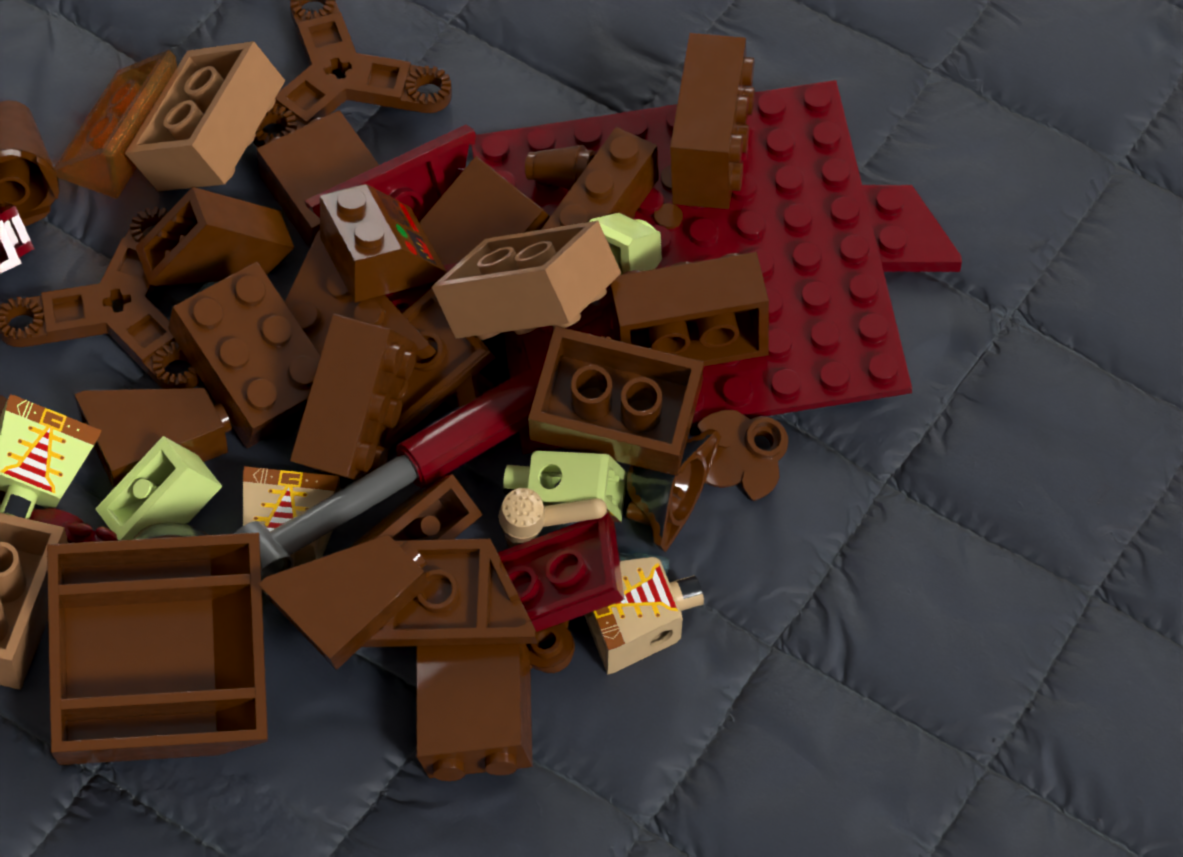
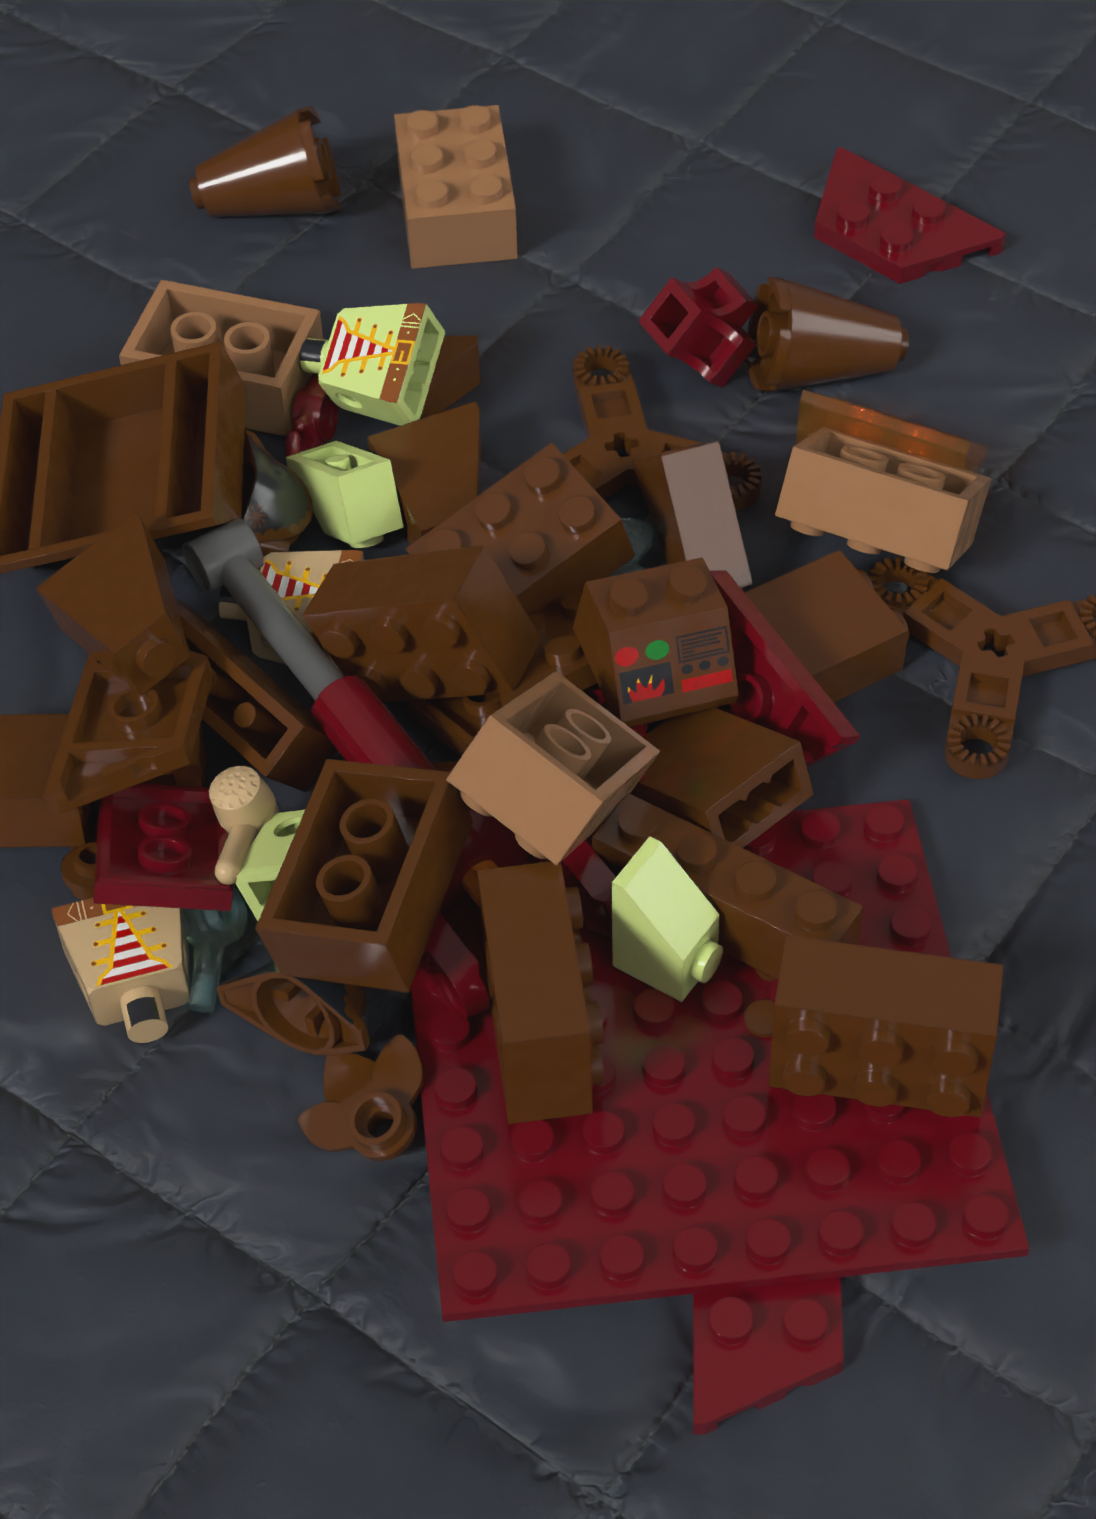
camera: 95 degrees right, 5 degrees down
(558, 166) = (831, 863): reddish brown cone -> none

